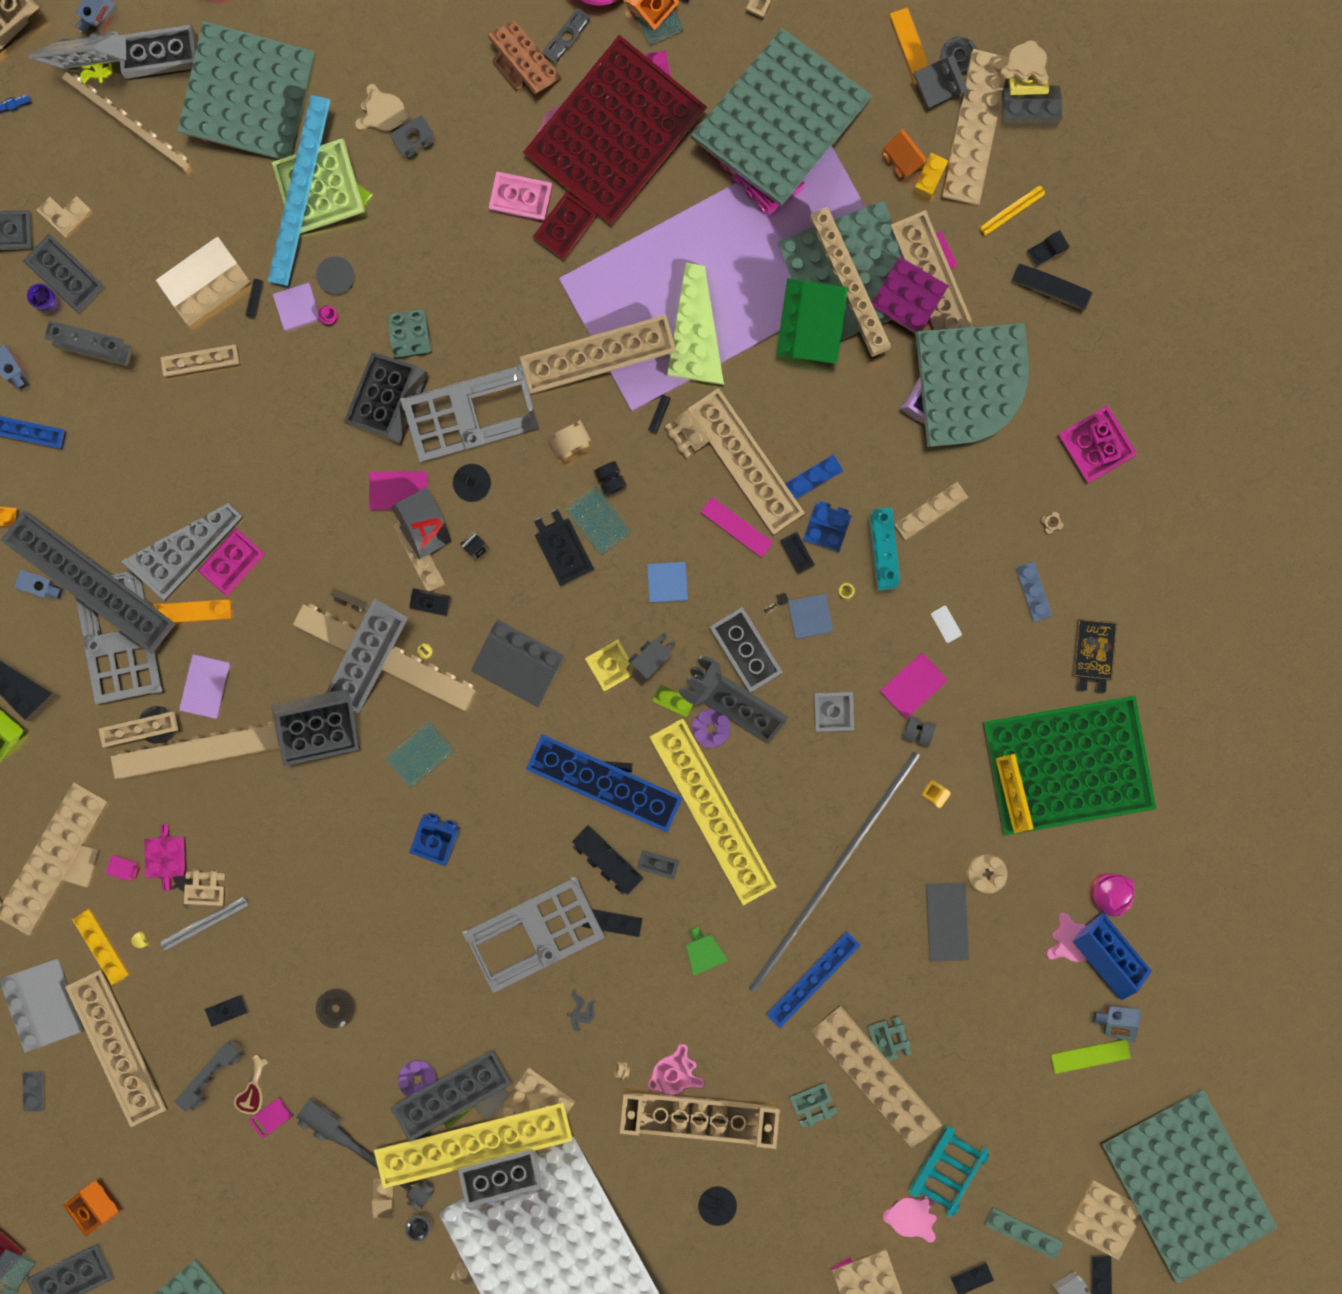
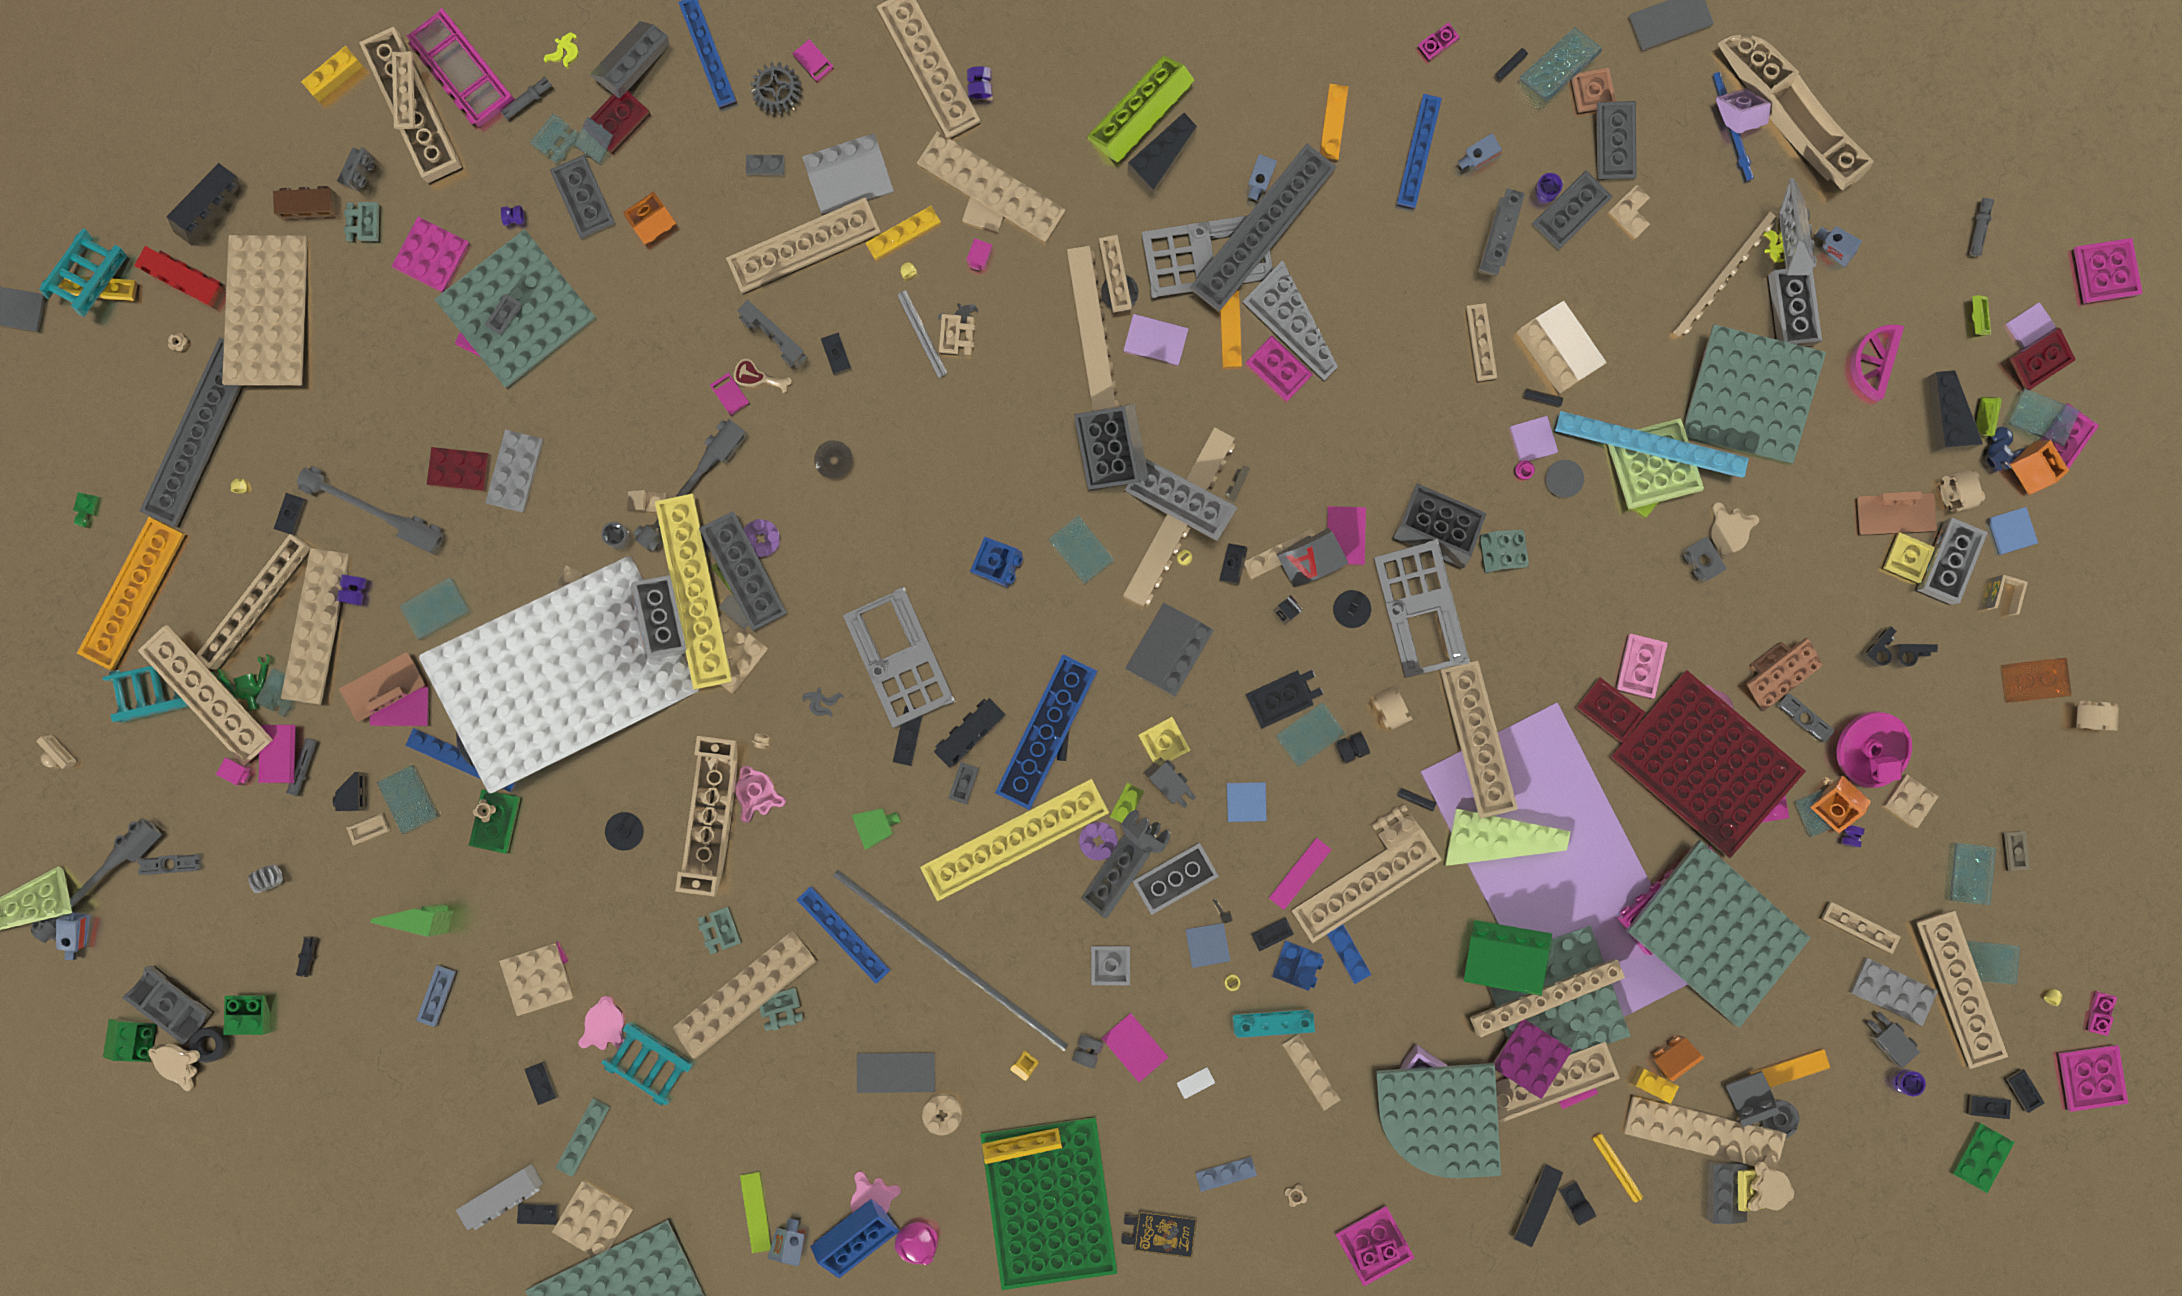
camera: 90 degrees right, 0 degrees up
(164, 857) = (988, 296): dark pink plate -> none

